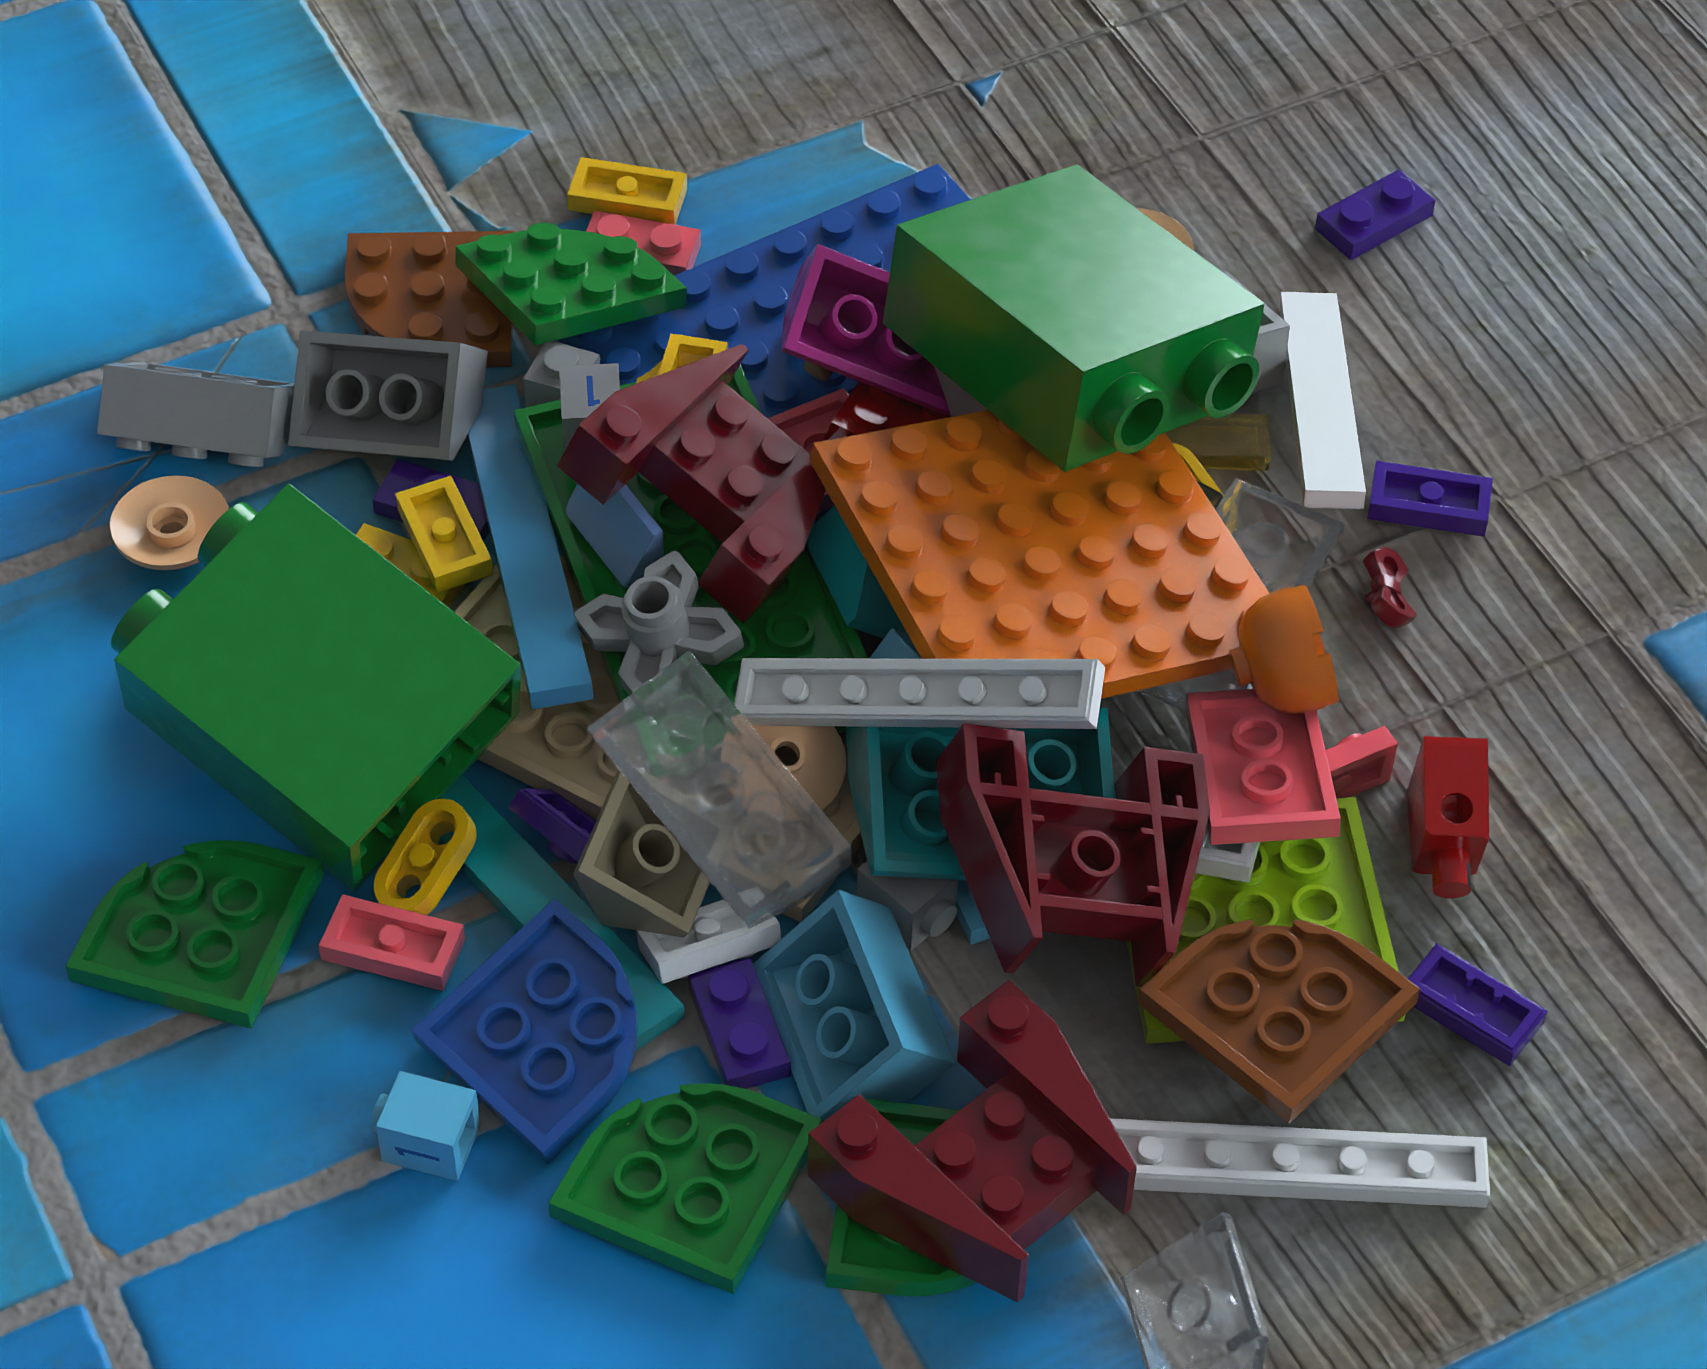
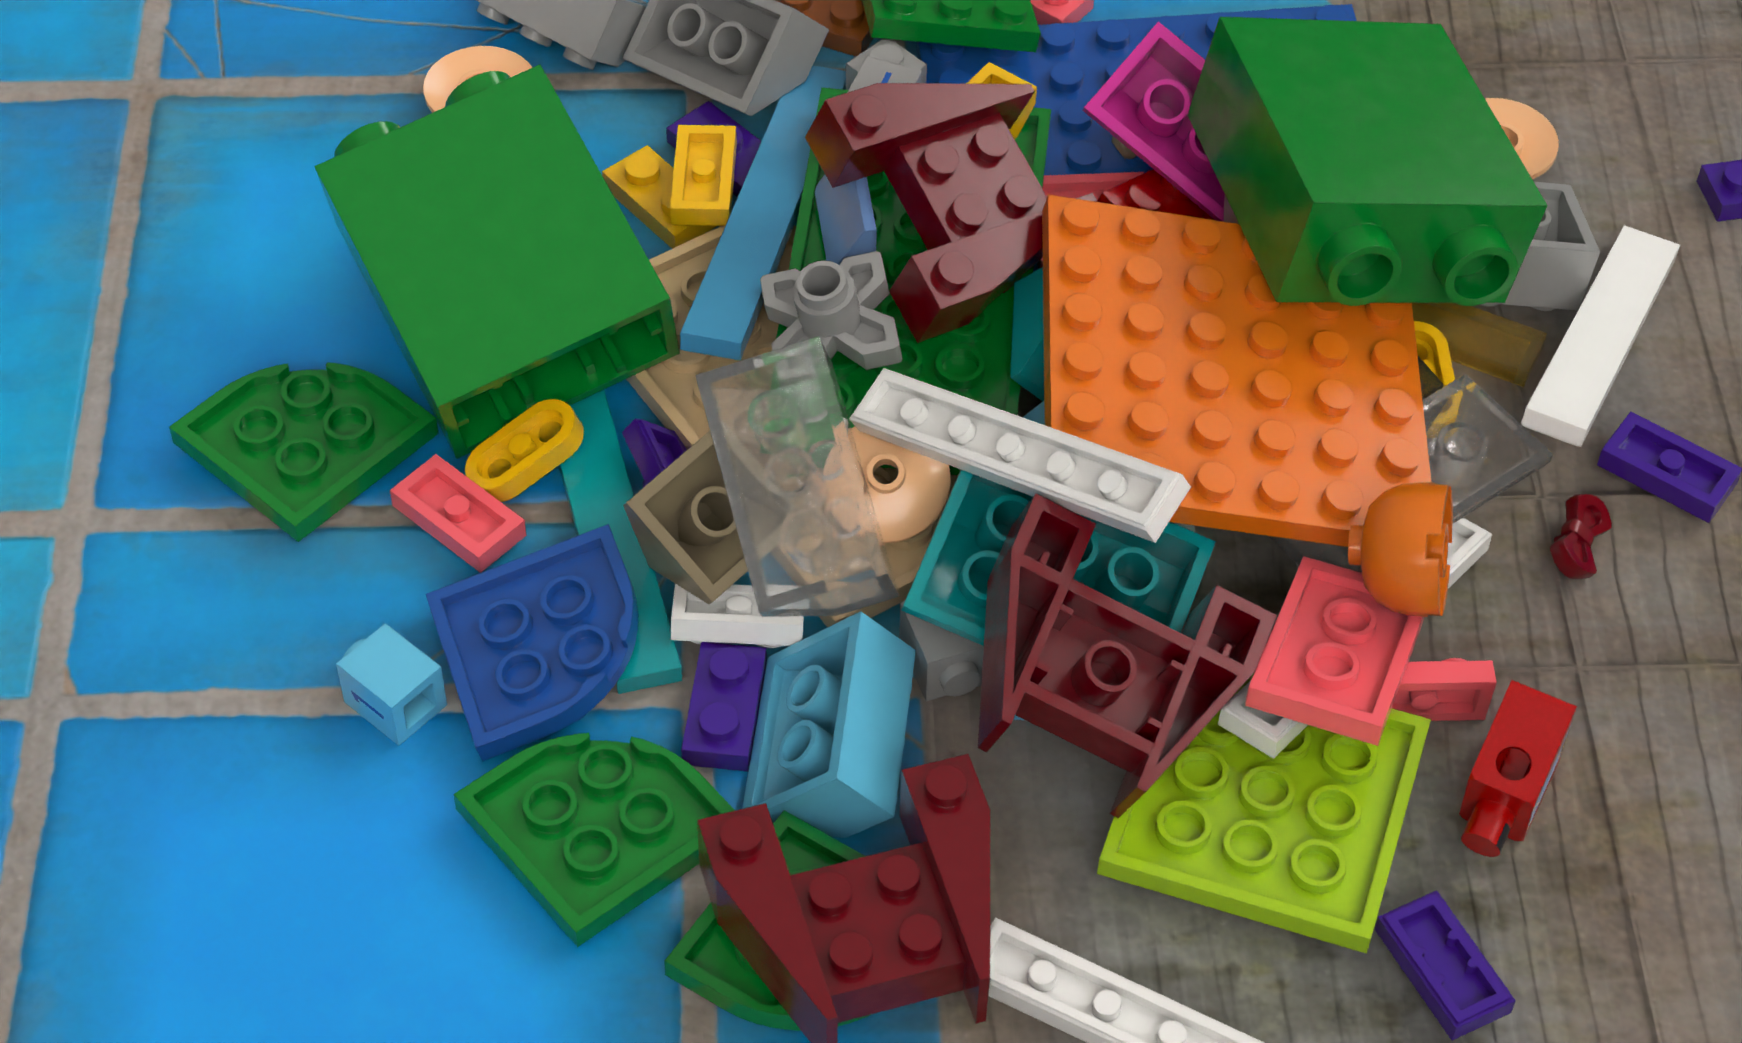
camera: 25 degrees right, 0 degrees up
(1279, 1006) = (1235, 887): dark orange plate -> none

